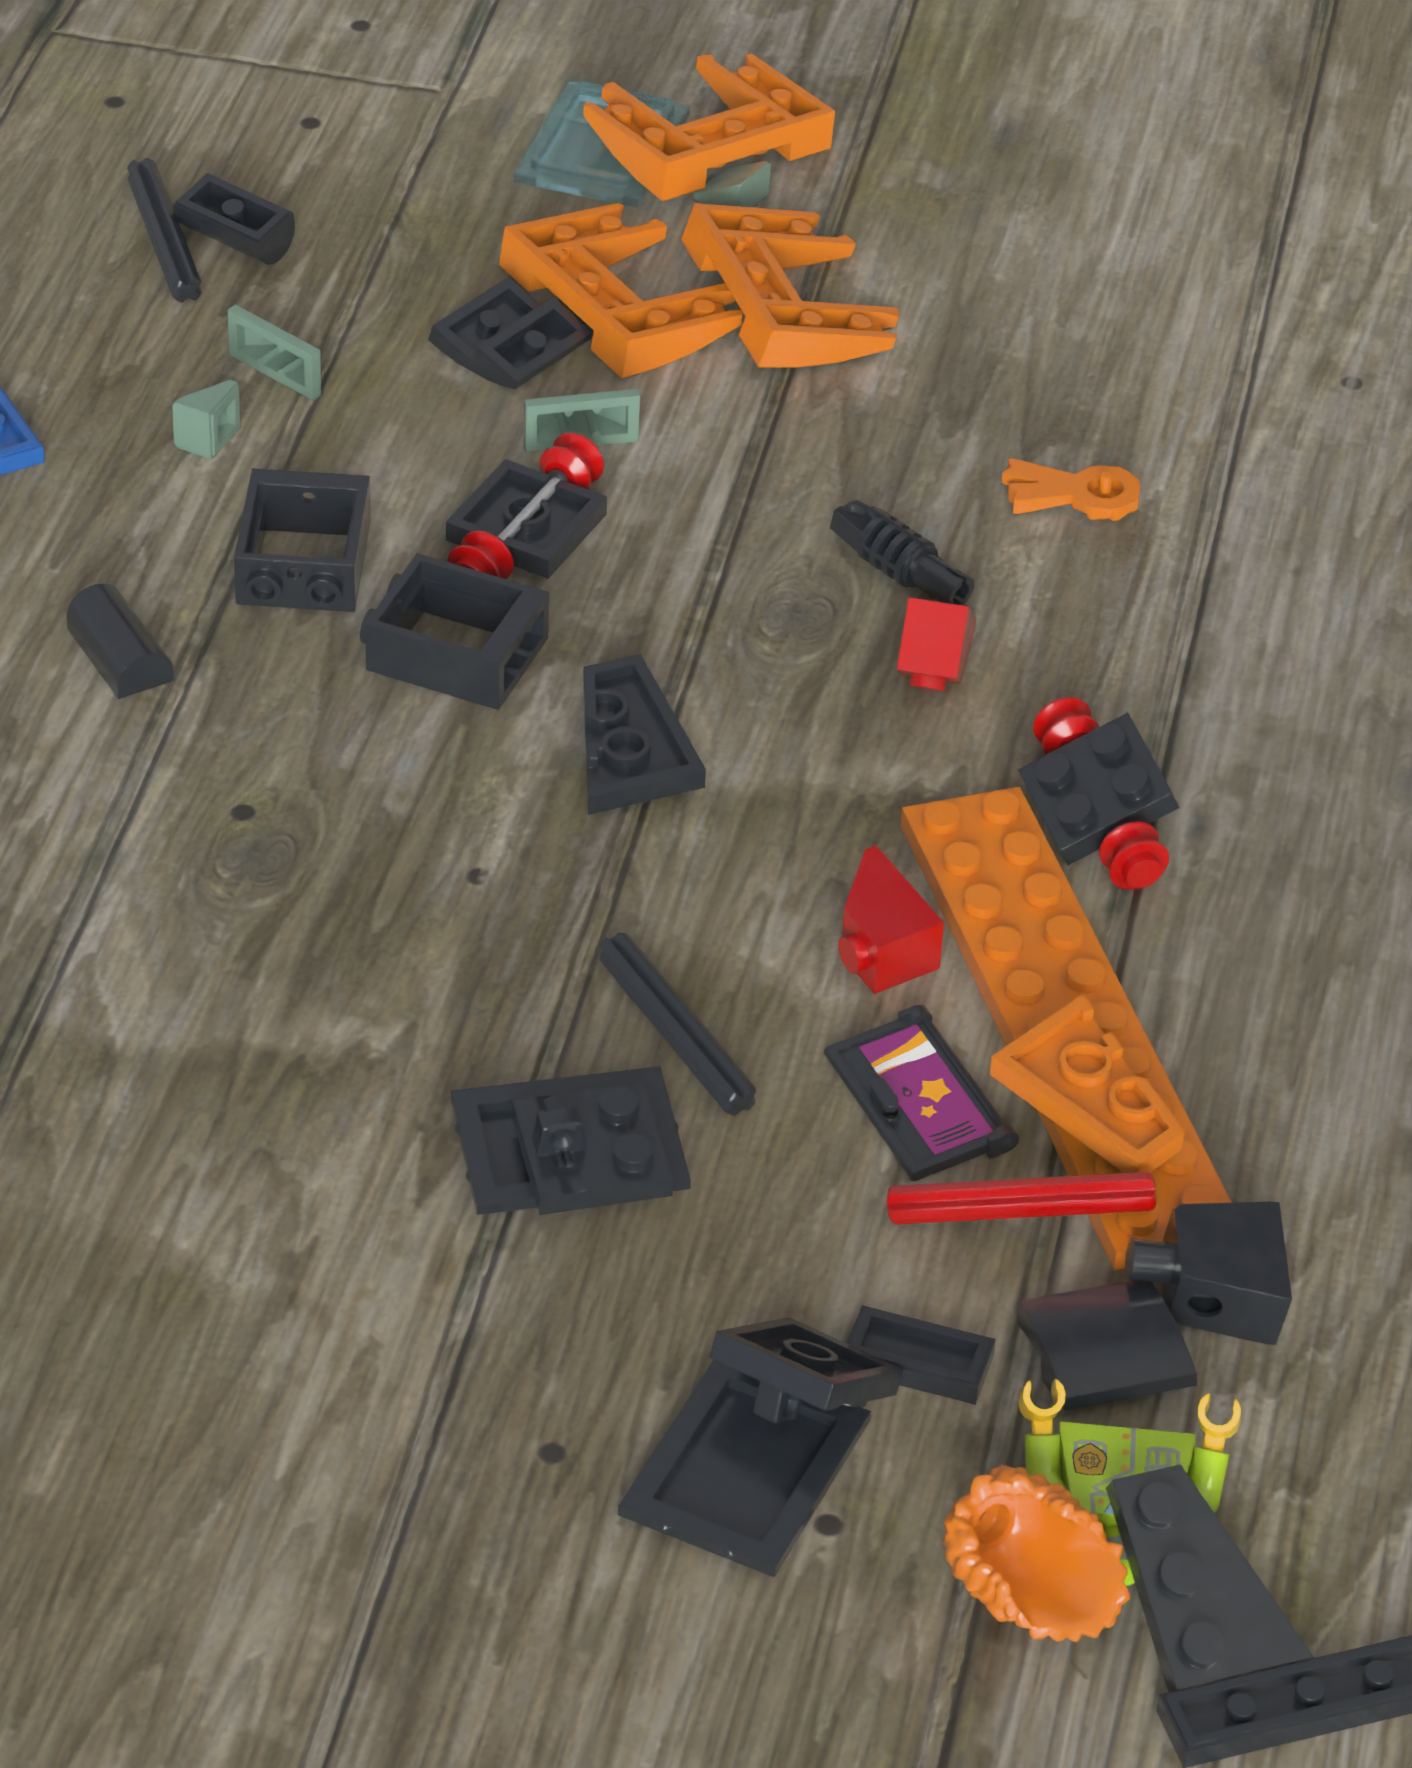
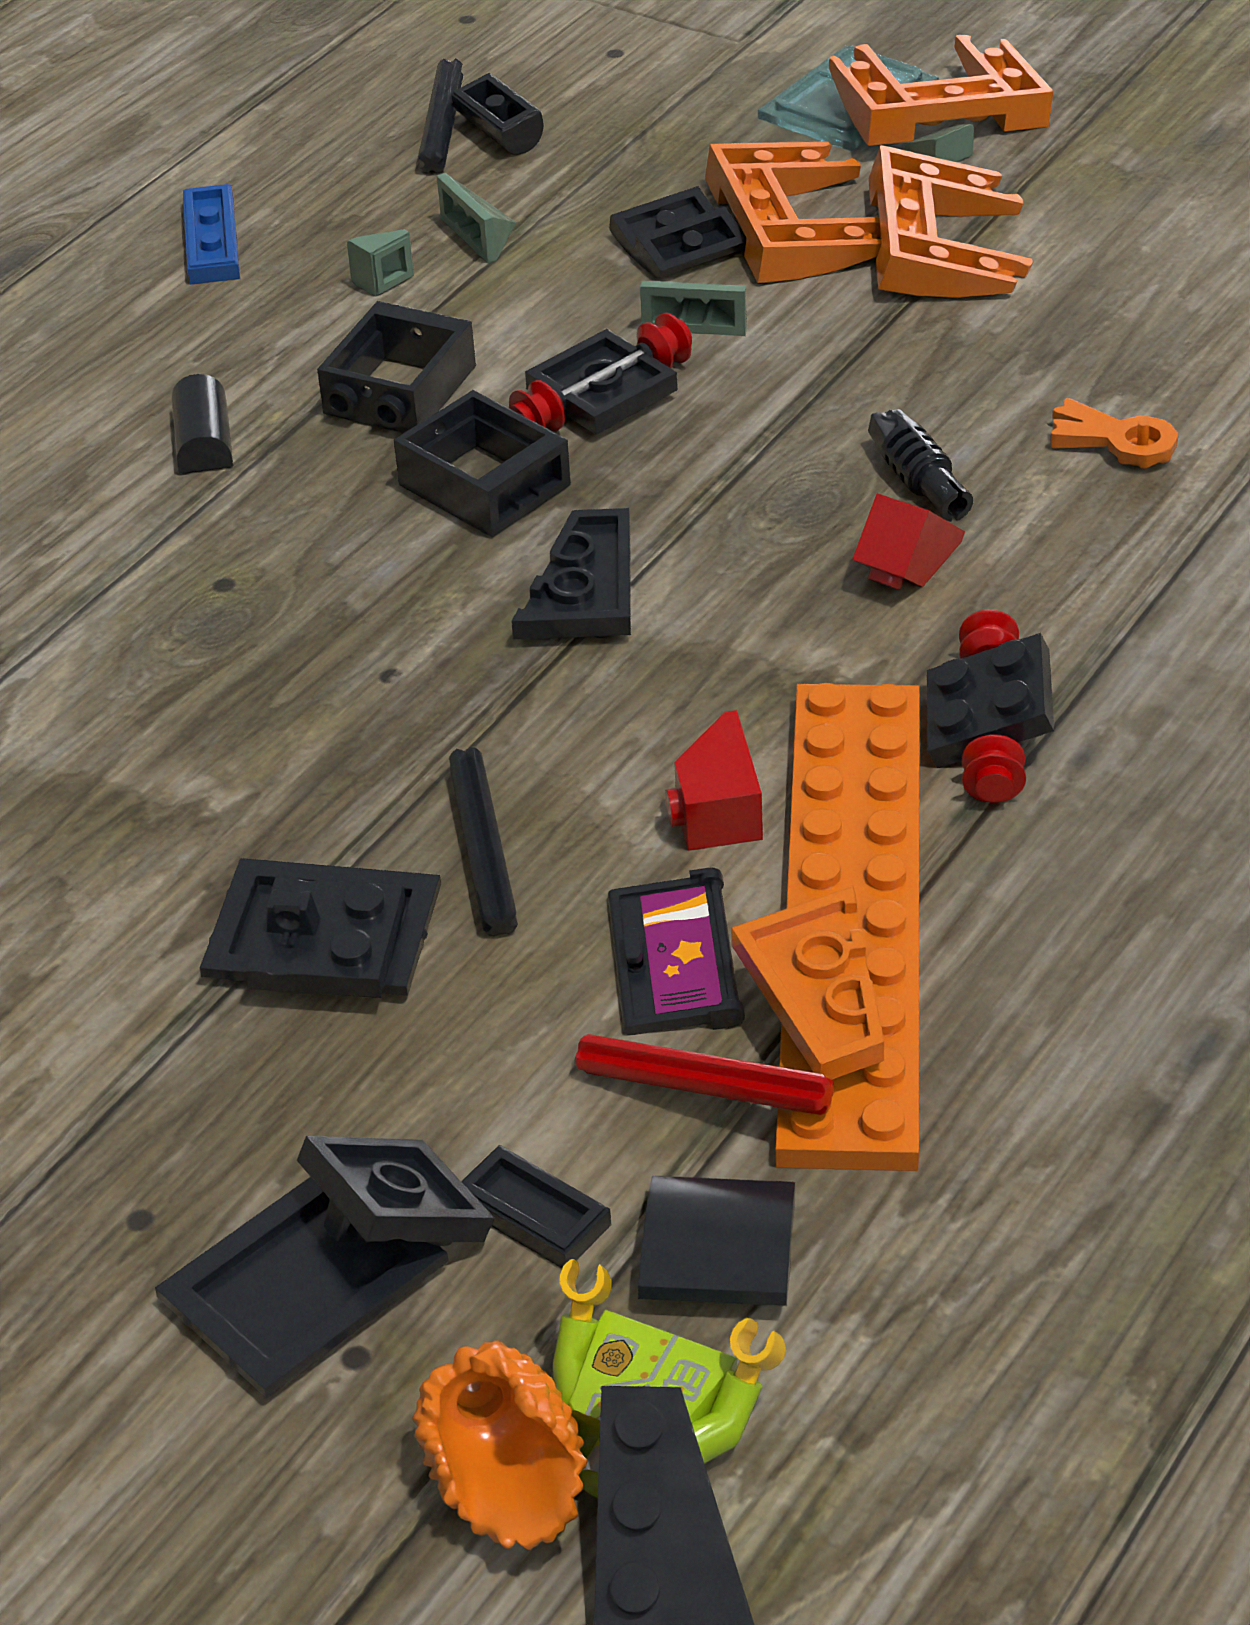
camera: 25 degrees right, 0 degrees up
(1220, 1268) = (865, 1189): black torso -> none

